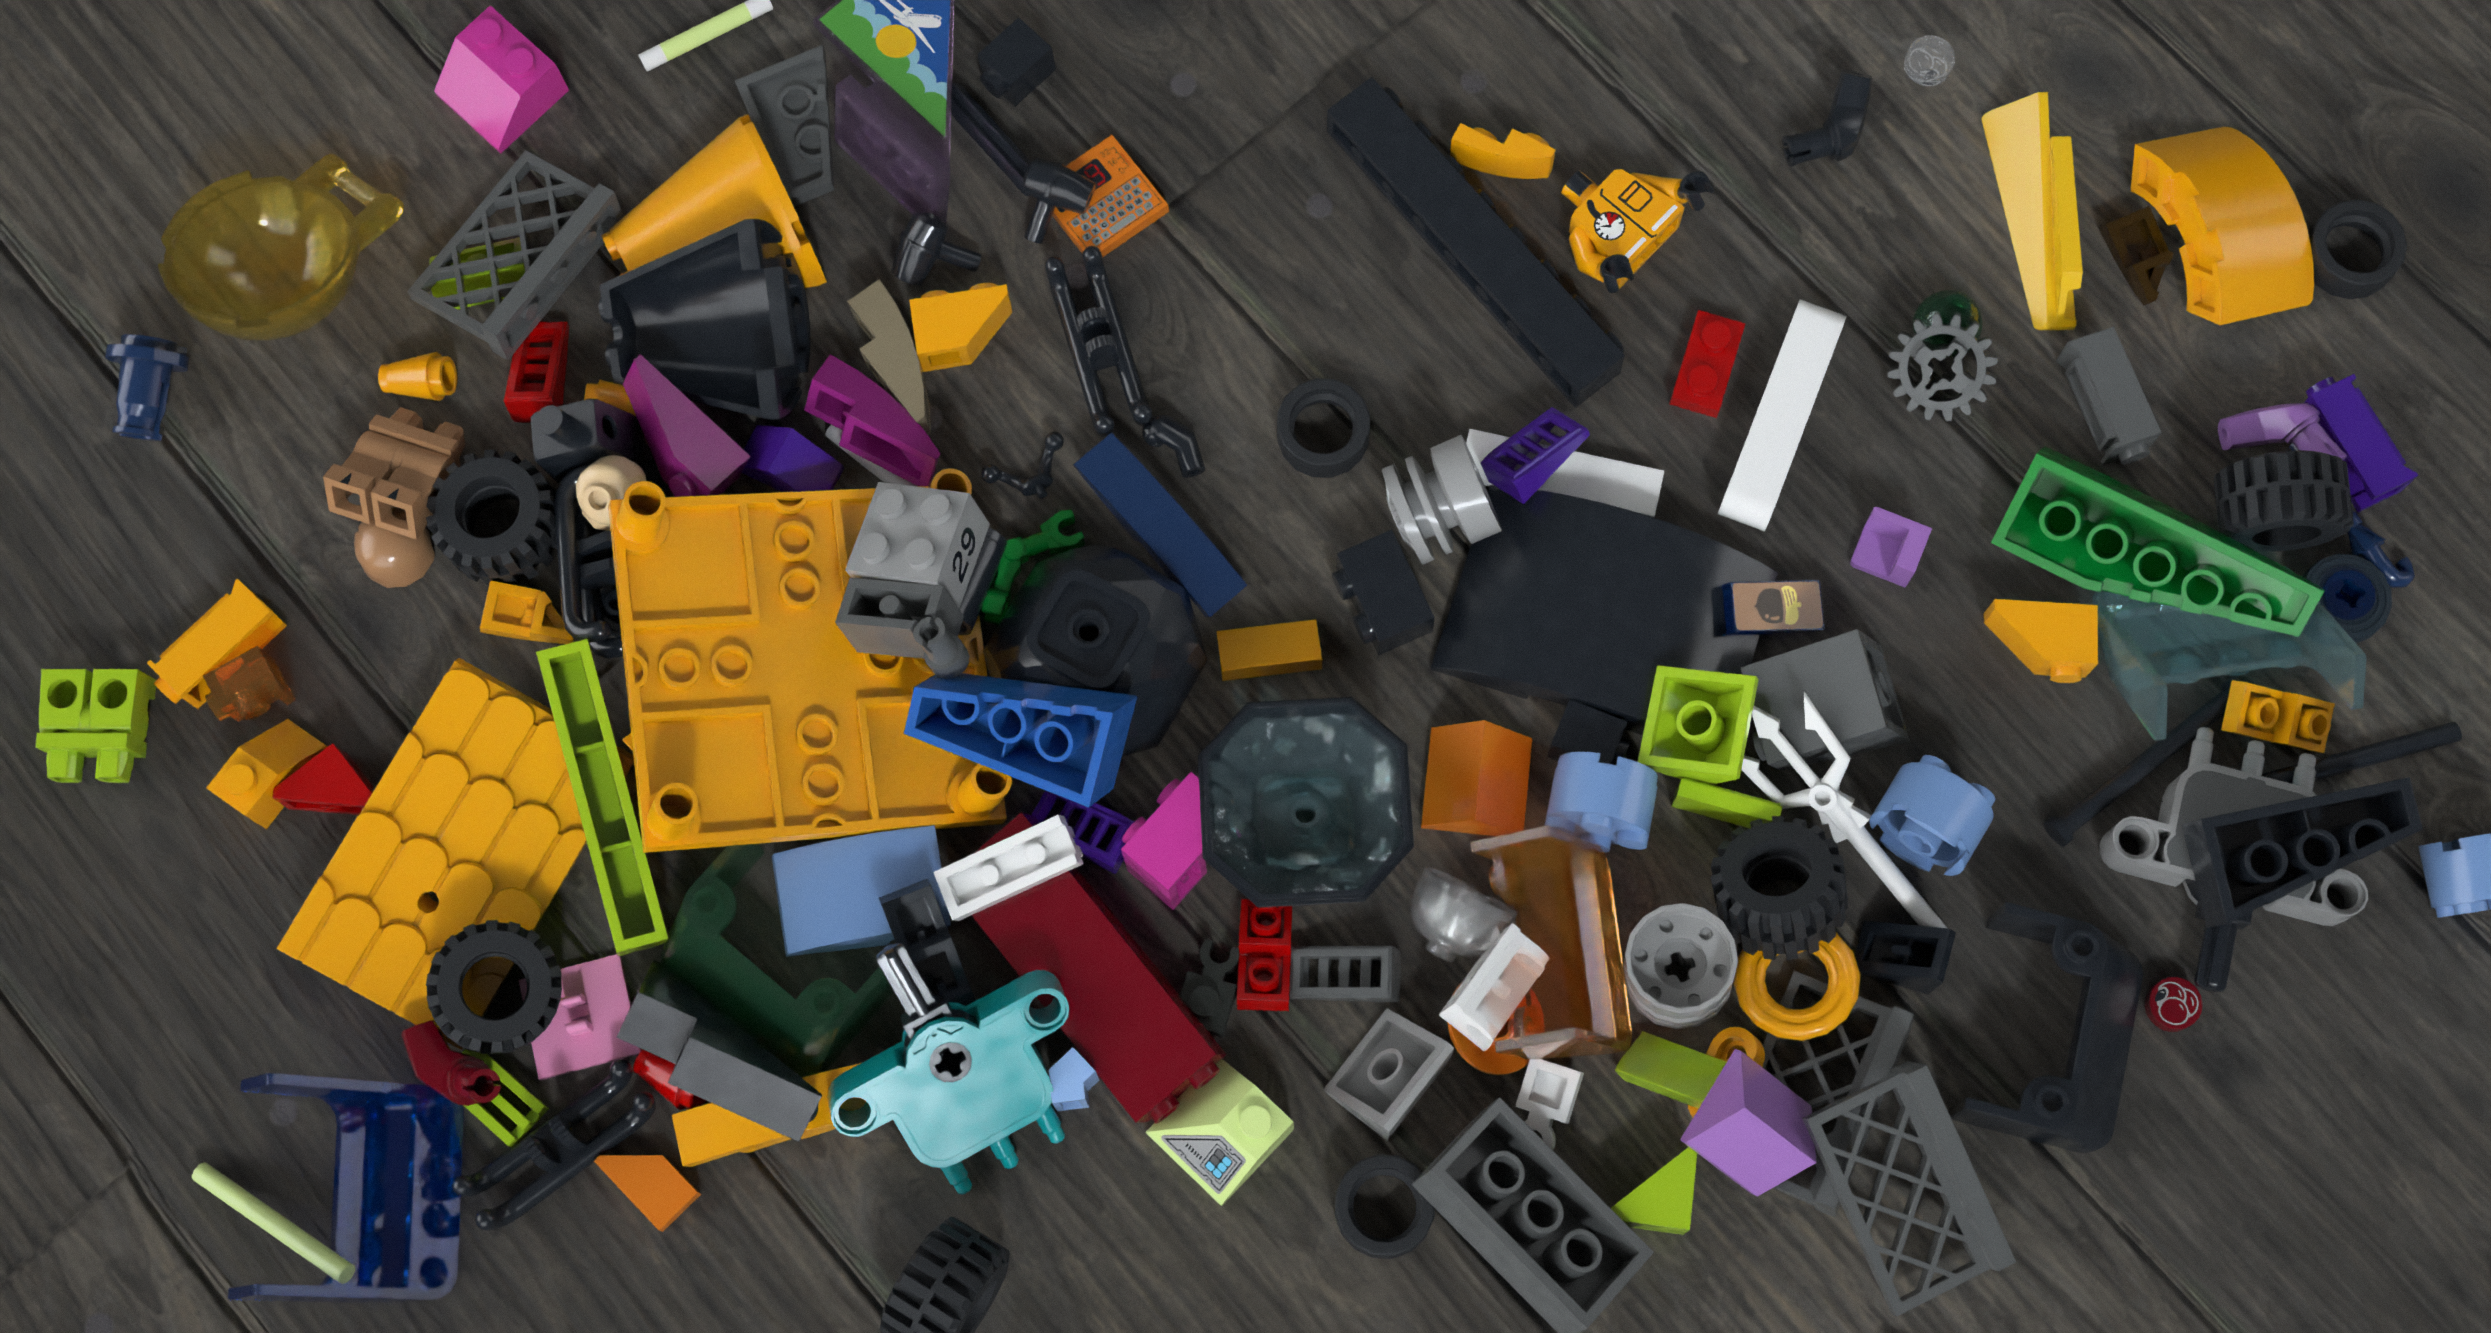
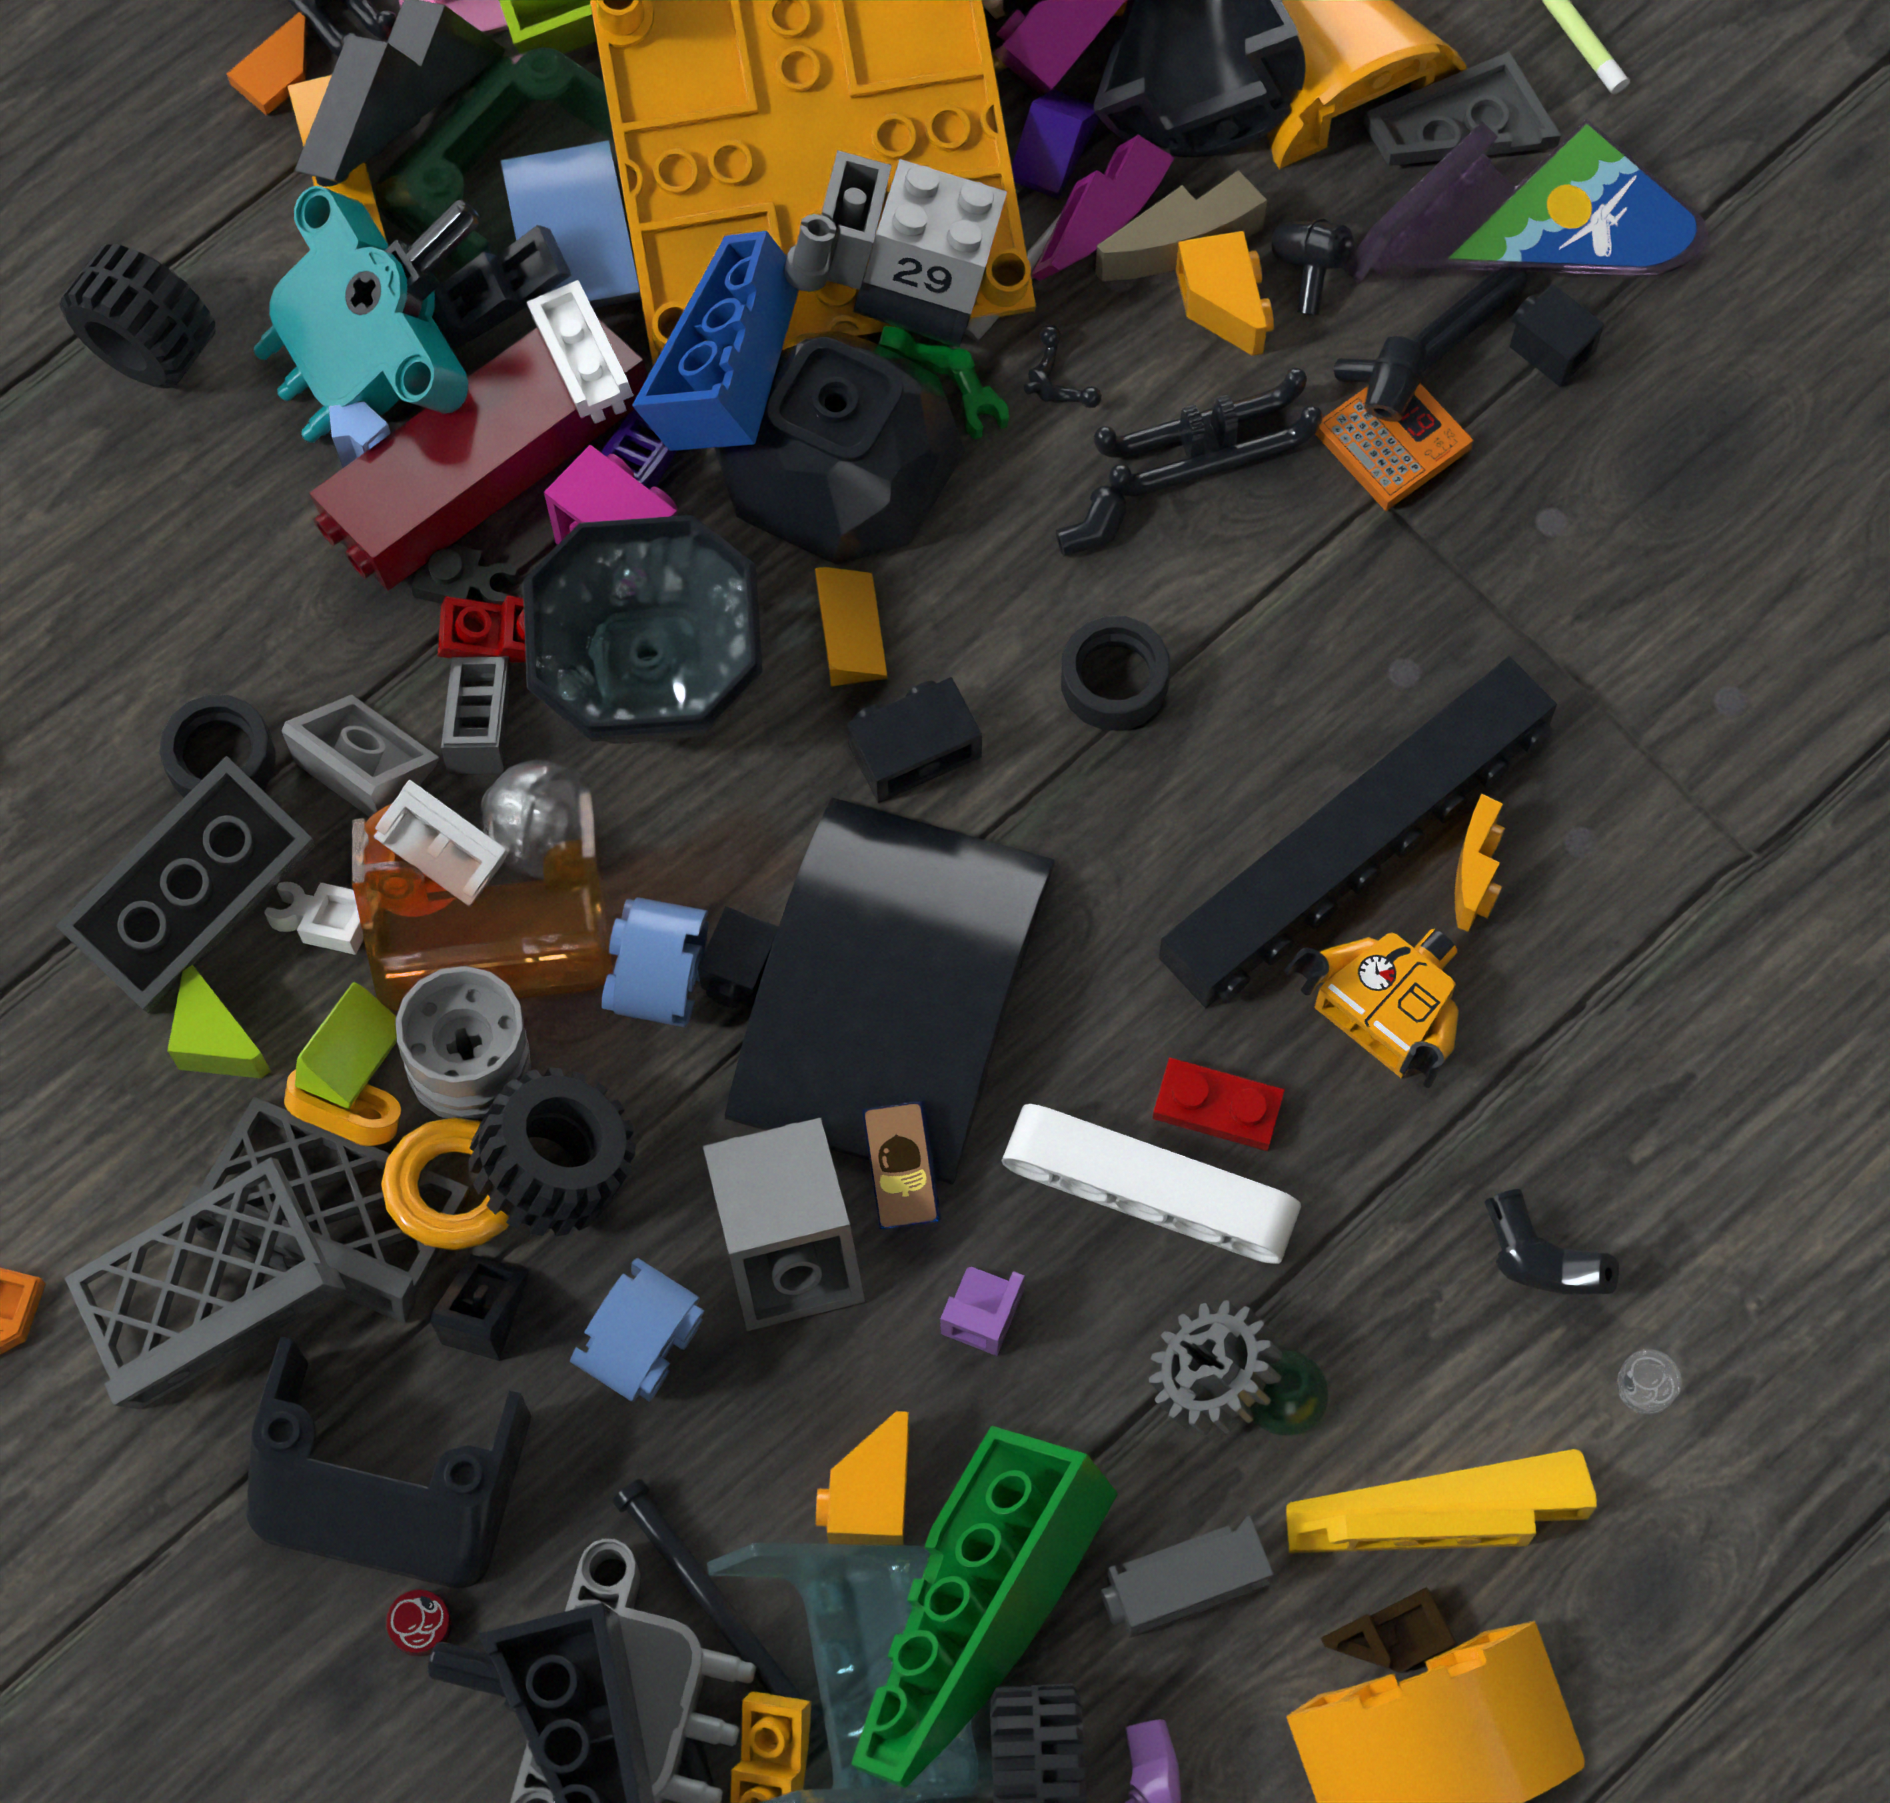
camera: 85 degrees right, 5 degrees down
(1159, 524) = (989, 502): dark blue slope -> none
(1222, 1132) = (309, 596): yellowish green slope -> none
(1440, 500) = (1016, 783): light grey wheel -> none
(1476, 779) = (694, 848): orange slope -> none
(1534, 472) = (1068, 859): dark purple slope -> none
(1586, 476) = (1068, 937): white tile -> none
(1698, 724) = (745, 1054): lime slope -> none
(1723, 803) = (661, 1109): lime tile -> none
(1752, 1127) = (280, 1110): medium lavender slope -> none
(1834, 806) = (659, 1208): white piece -> none

